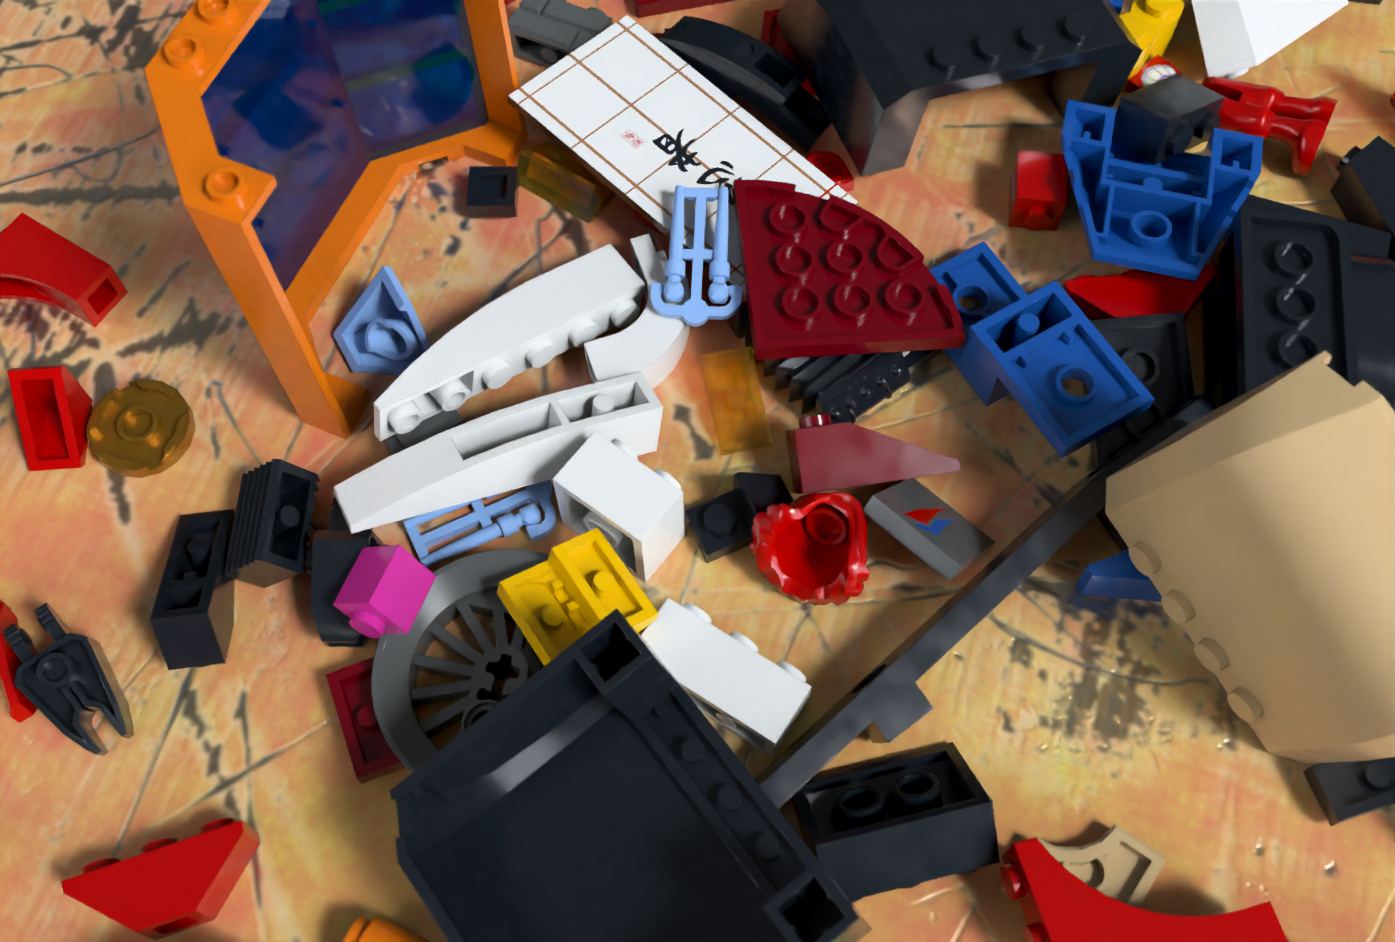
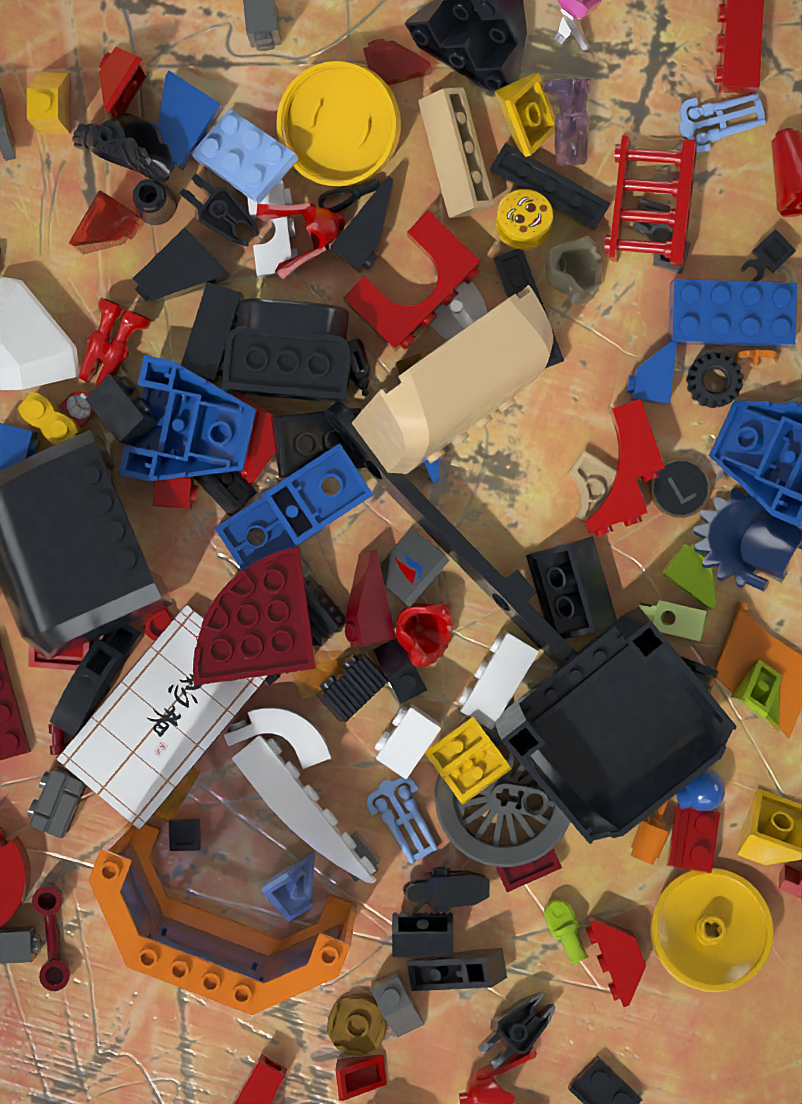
camera: 90 degrees left, 25 degrees up
(162, 483) = (396, 1003): none -> dark grey slope
(244, 781) = (564, 927): none -> lime arm
(384, 591) = (468, 865): dark pink brick -> none
(501, 451) = (380, 807): white slope -> none
(695, 310) = (280, 704): light blue piece -> none
(719, 424) = (351, 686): none -> black brick
(1057, 258) = (227, 490): none -> black slope

